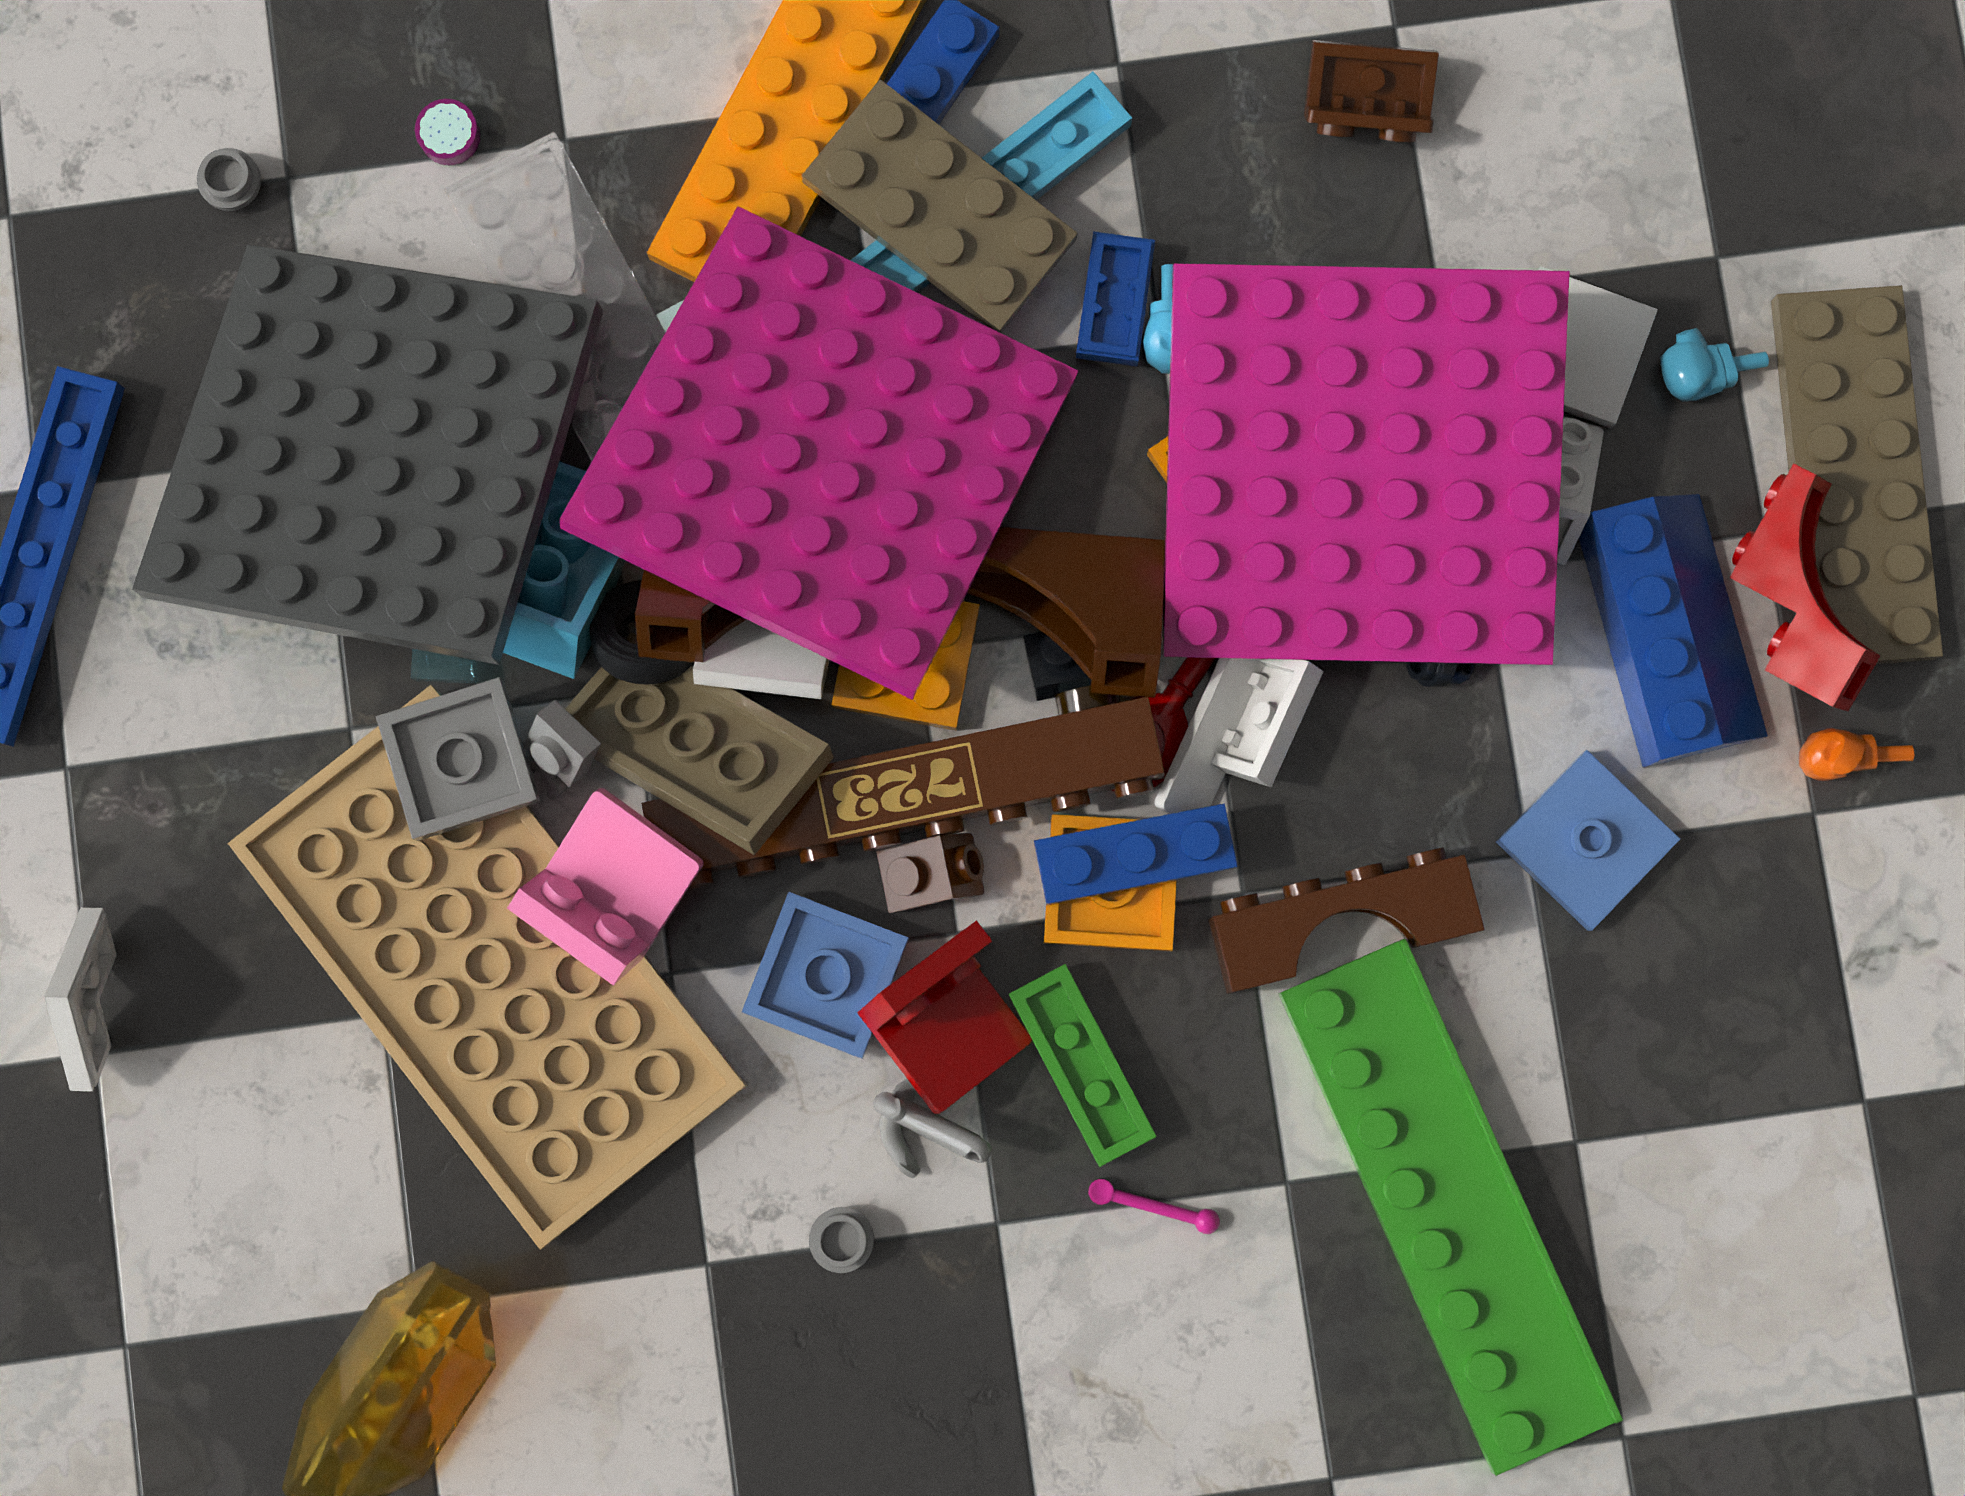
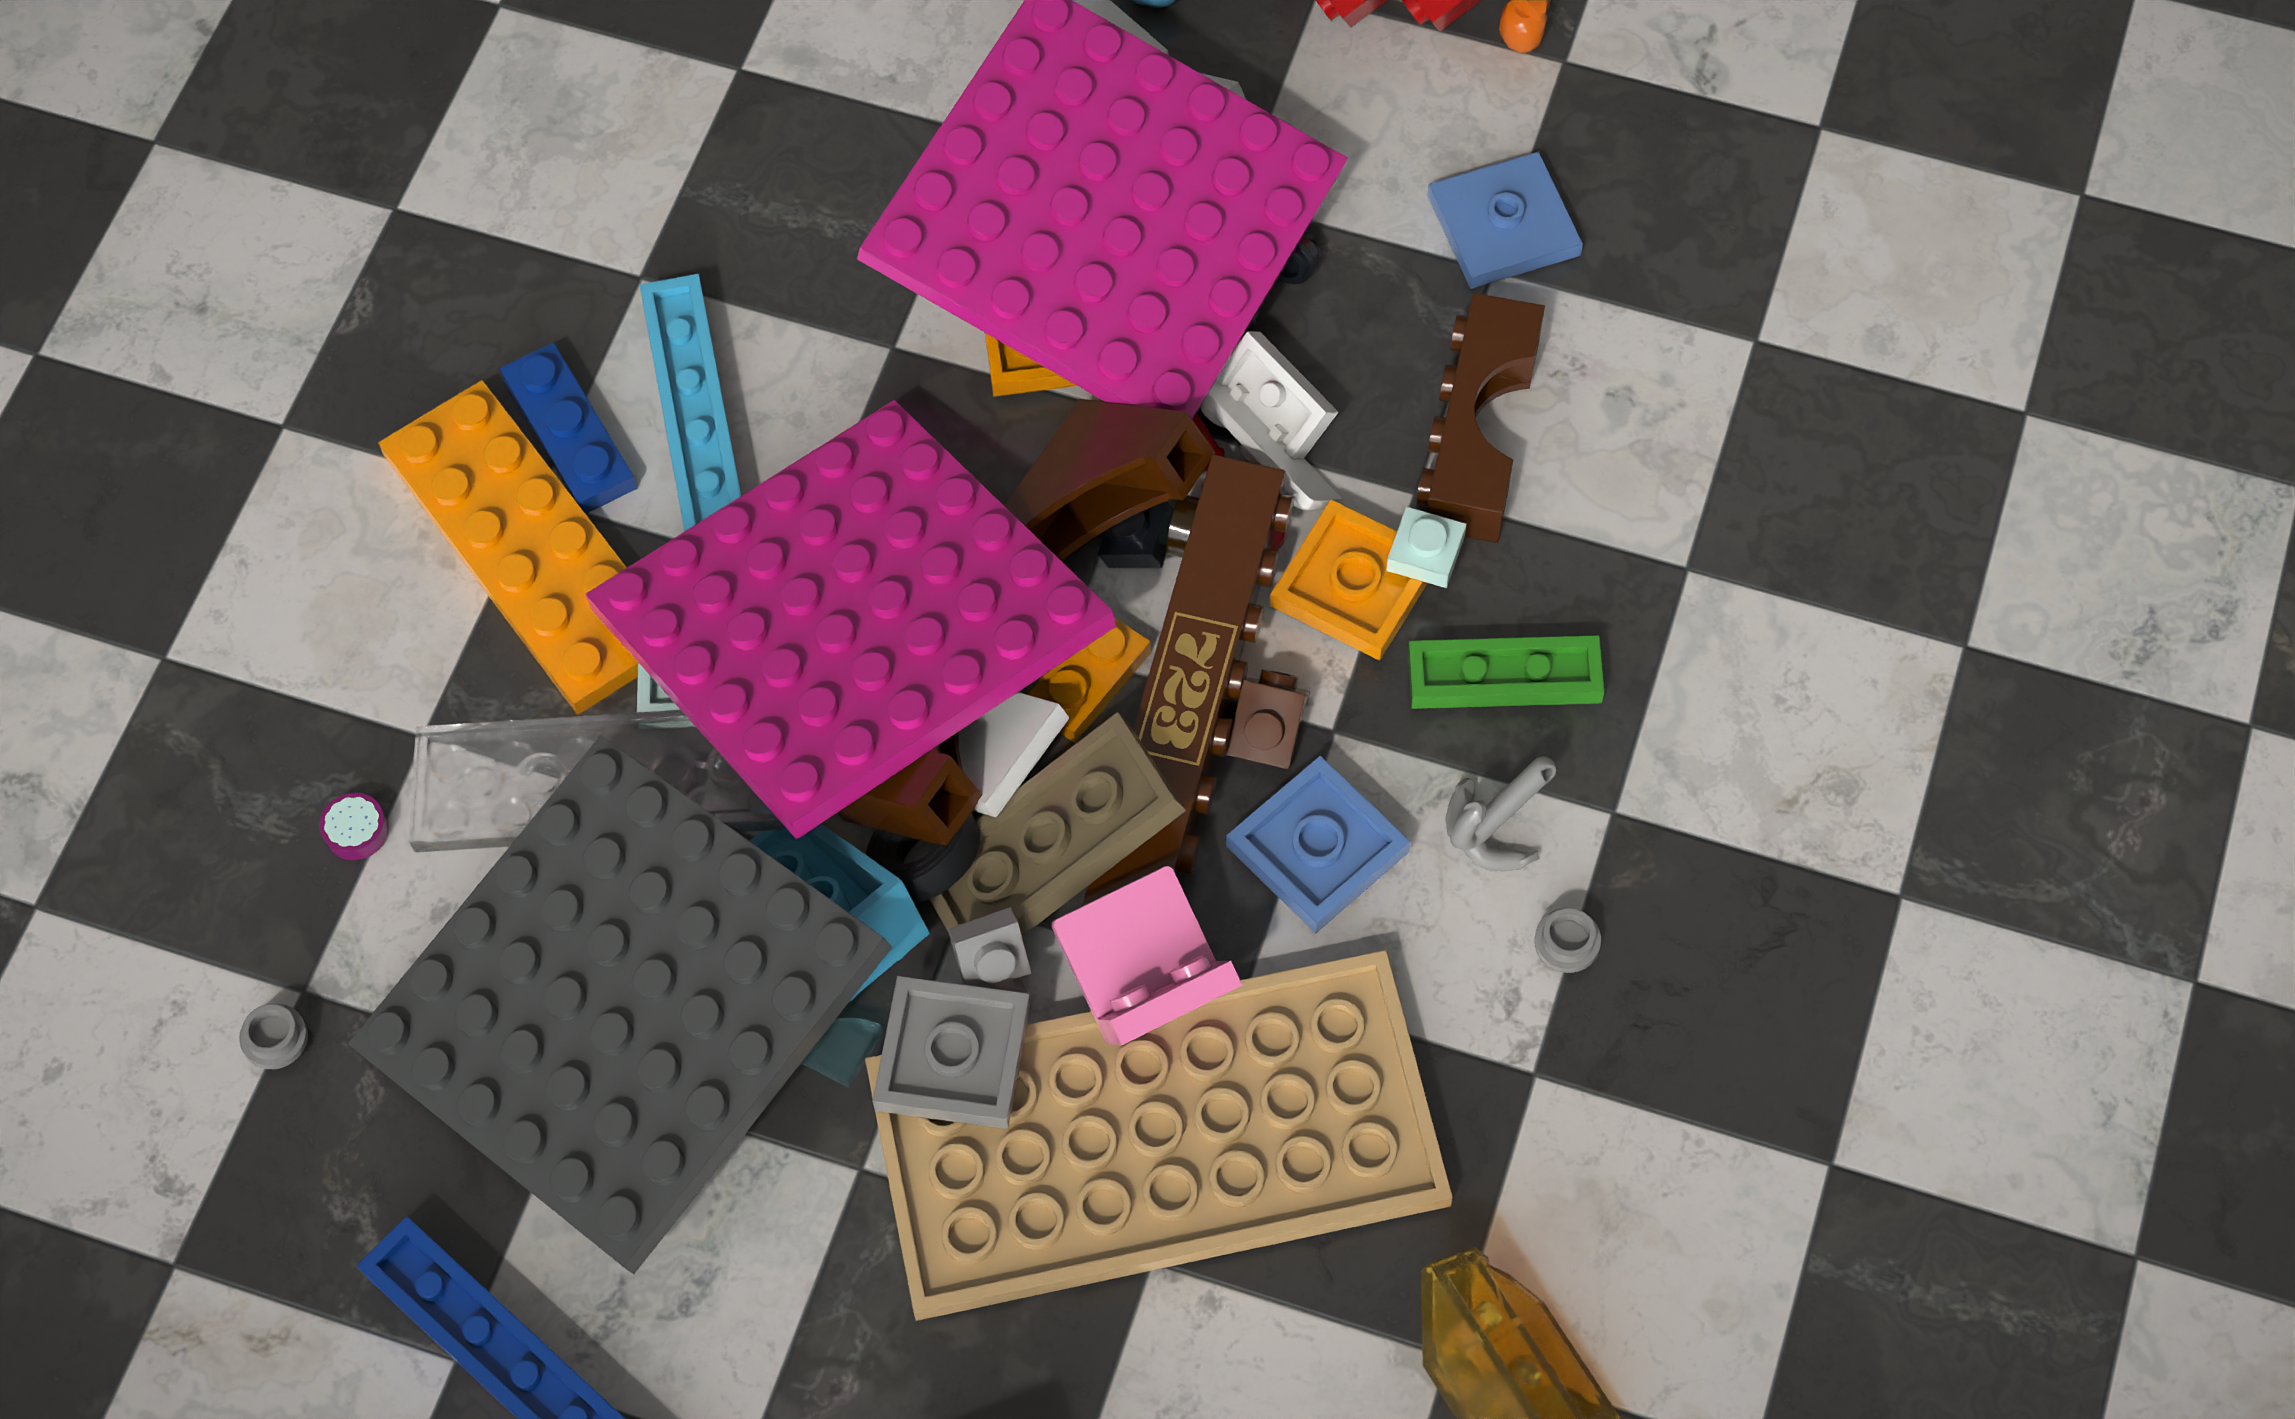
camera: 65 degrees left, 20 degrees down
(939, 207) = (683, 445): dark tan plate -> none
(946, 1022) = (1409, 757): red bracket -> none
(1115, 299) = (845, 358): blue plate -> none
(1135, 854) = (1341, 540): blue plate -> none
(1157, 333) = (899, 328): medium azure piece -> none
(1165, 936) = (1426, 547): none -> light aqua plate
(1205, 1220) = (1626, 711): dark pink hinge -> none
(1370, 89) = (781, 96): reddish brown bracket -> none
(1450, 1207) = (1766, 448): bright green plate -> none
(1670, 628) = (1362, 90): blue slope -> none

